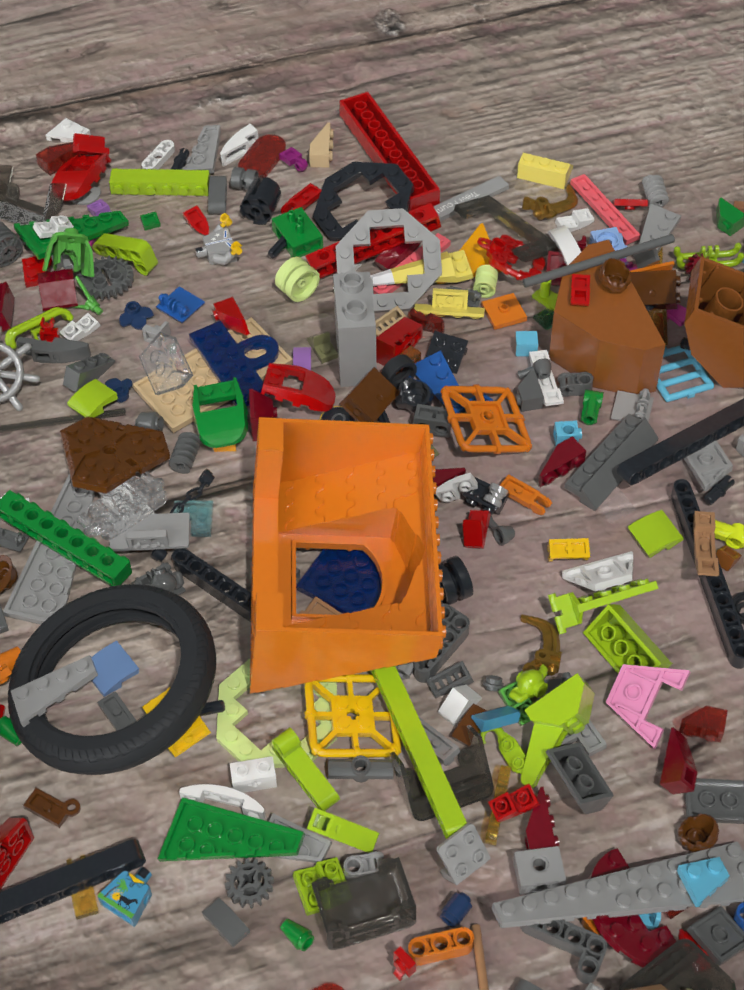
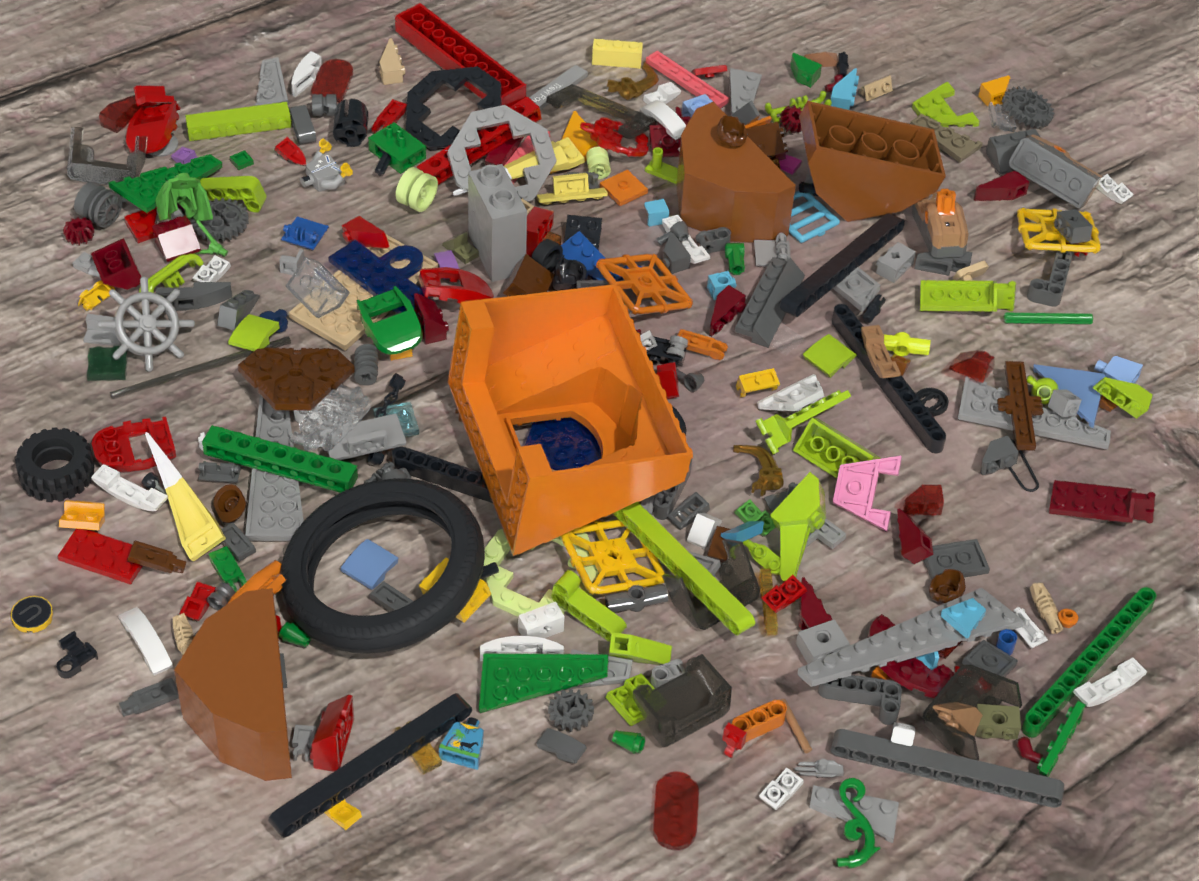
camera: 20 degrees left, 5 degrees down
(47, 332) = (184, 278): red plate -> none
(50, 808) = (362, 690): reddish brown hinge -> none
(51, 688) = (327, 586): light grey wing -> none
(56, 224) = (153, 178): white slope -> none
(65, 131) = (119, 87): white wing -> none
(135, 315) = (263, 250): dark blue plate -> none
(150, 420) = (320, 341): dark grey head -> none
(164, 149) = (224, 92): white beam -> none
(180, 160) = (250, 97): black axle -> none
(292, 156) = (364, 77): magenta plate -> none
(430, 323) = (560, 207): clear red slope -> none
(456, 909) = (761, 690): dark blue brick -> none
(462, 854) = (754, 642): light grey bracket -> none
(493, 683) = (728, 505): dark grey plate -> none
(530, 684) = (763, 498): lime piece -> none
(544, 318) = (666, 187): clear green slope -> none
(580, 290) = (703, 150): red slope -> none
(581, 777) = (833, 563): dark grey slope -> none
(599, 260) = (710, 121): dark grey piece -> none
(655, 190) = (729, 55): light grey piece -> none

